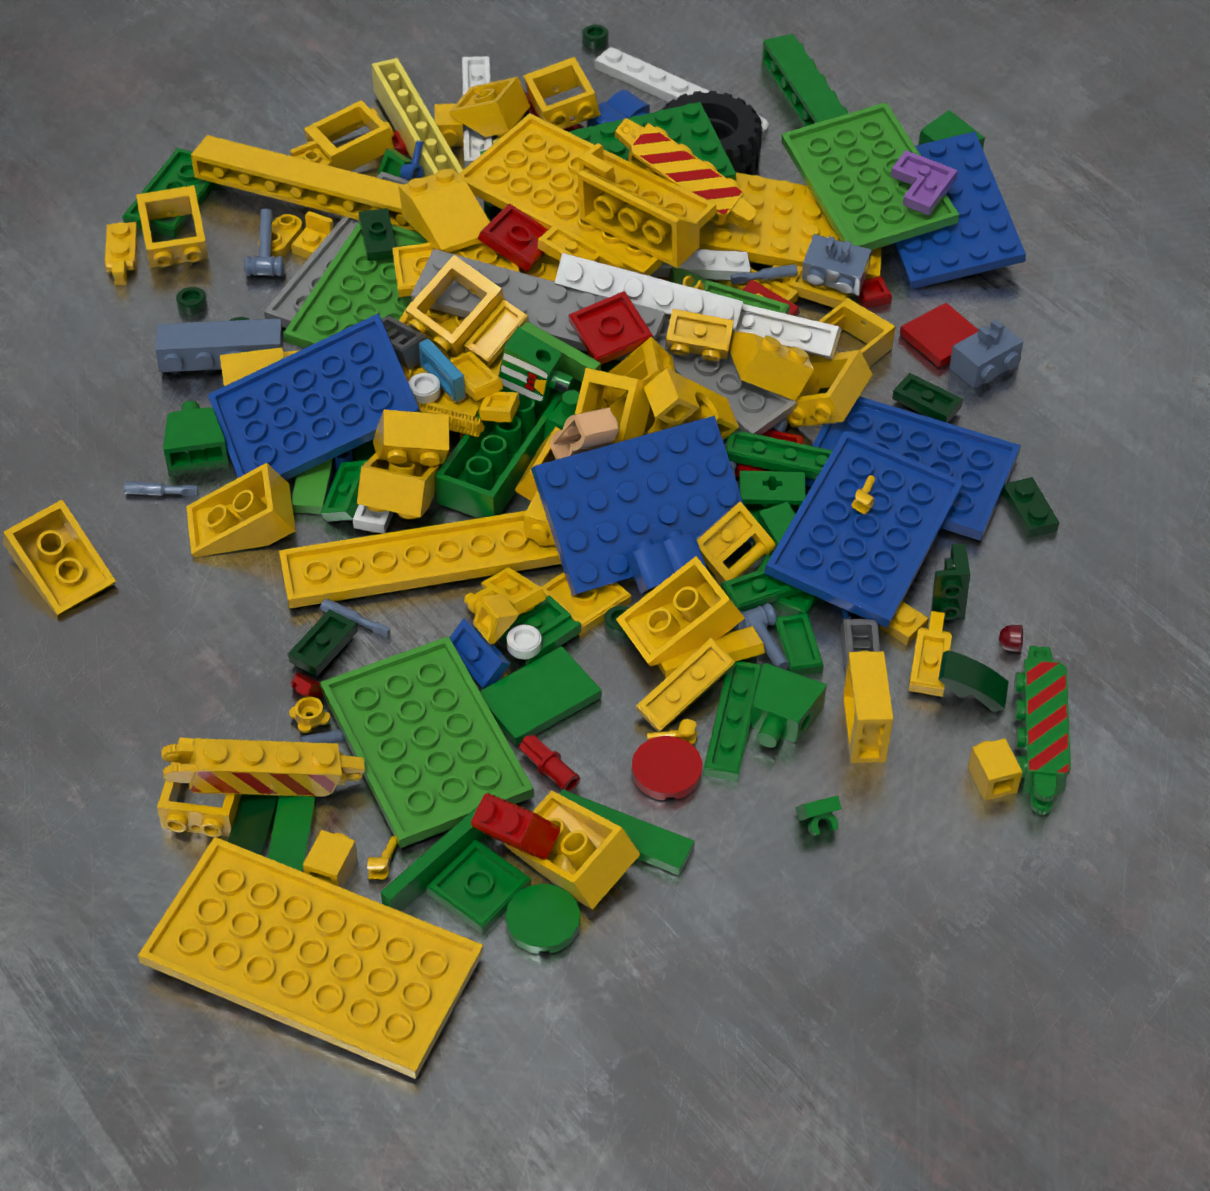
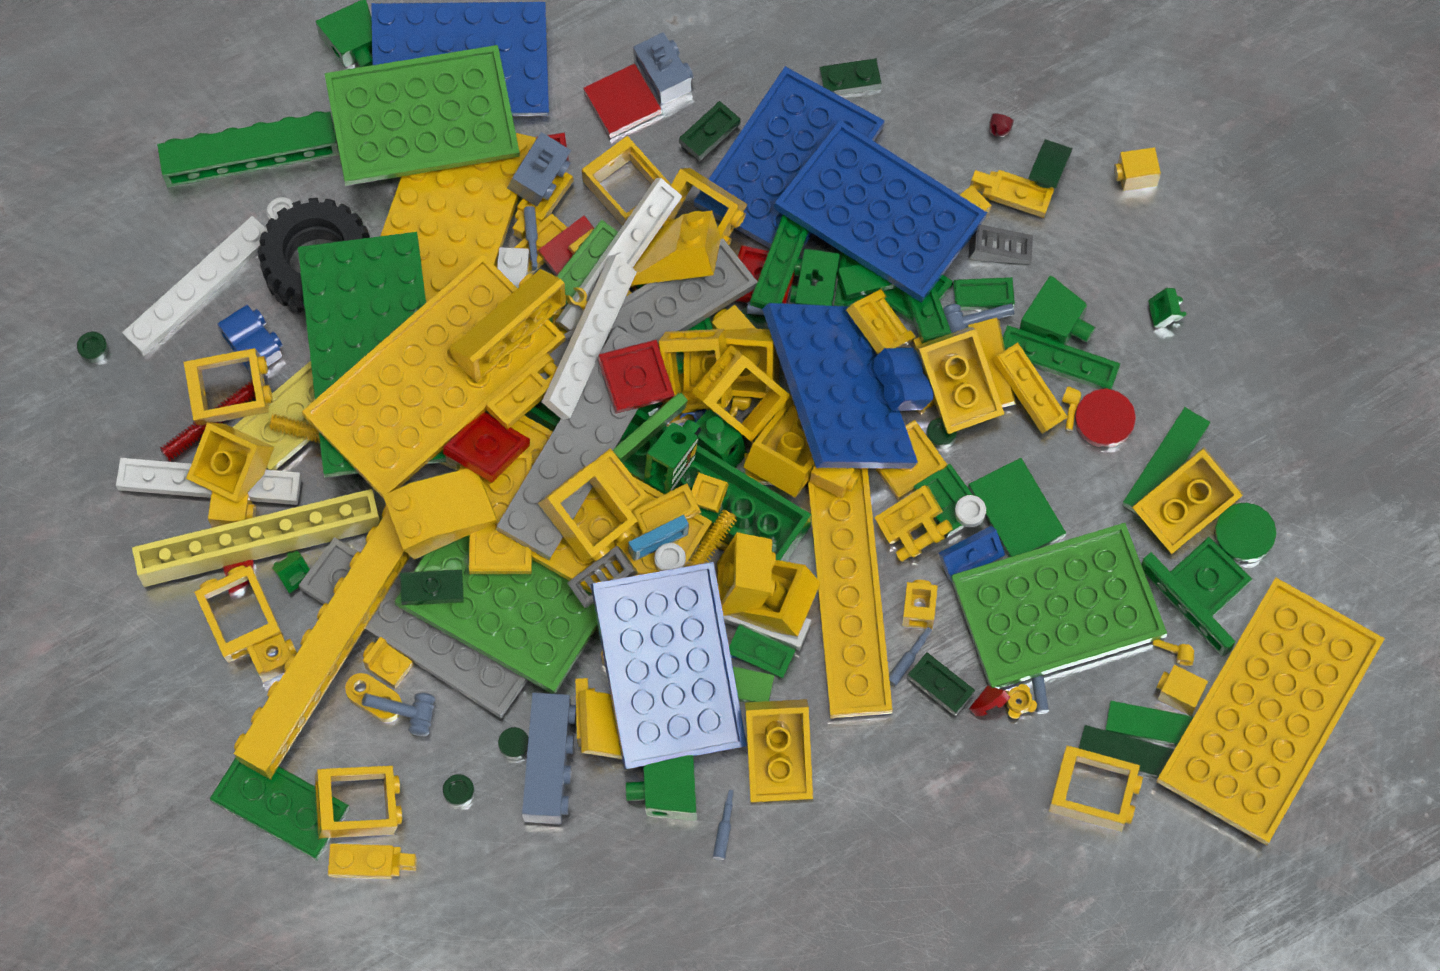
camera: 80 degrees left, 20 degrees up
(57, 558) = (812, 917): yellow slope -> none
(260, 767) = (1103, 730): yellow hinge -> none
(411, 612) = (916, 616): none -> yellow brick
(413, 170) = (311, 552): blue hand -> none
(494, 617) = (952, 528): yellow slope -> none
(515, 826) = (1179, 535): red brick -> none
(549, 763) = (1093, 509): red axle -> none
(584, 433) = (785, 416): light nougat brick -> none
(593, 162) = (424, 356): yellow bracket -> none
(675, 162) = (424, 279): yellow hinge -> none
(679, 398) = (748, 324): yellow arch -> none
(699, 335) = (647, 302): yellow bracket -> none
(863, 501) = (862, 205): yellow hand -> none
(867, 707) = (1076, 248): yellow window -> none
(928, 181) = (455, 57): medium lavender plate -> none
(952, 584) = (952, 152): dark green bracket -> none
(1044, 727) = (1098, 122): green hinge -> none

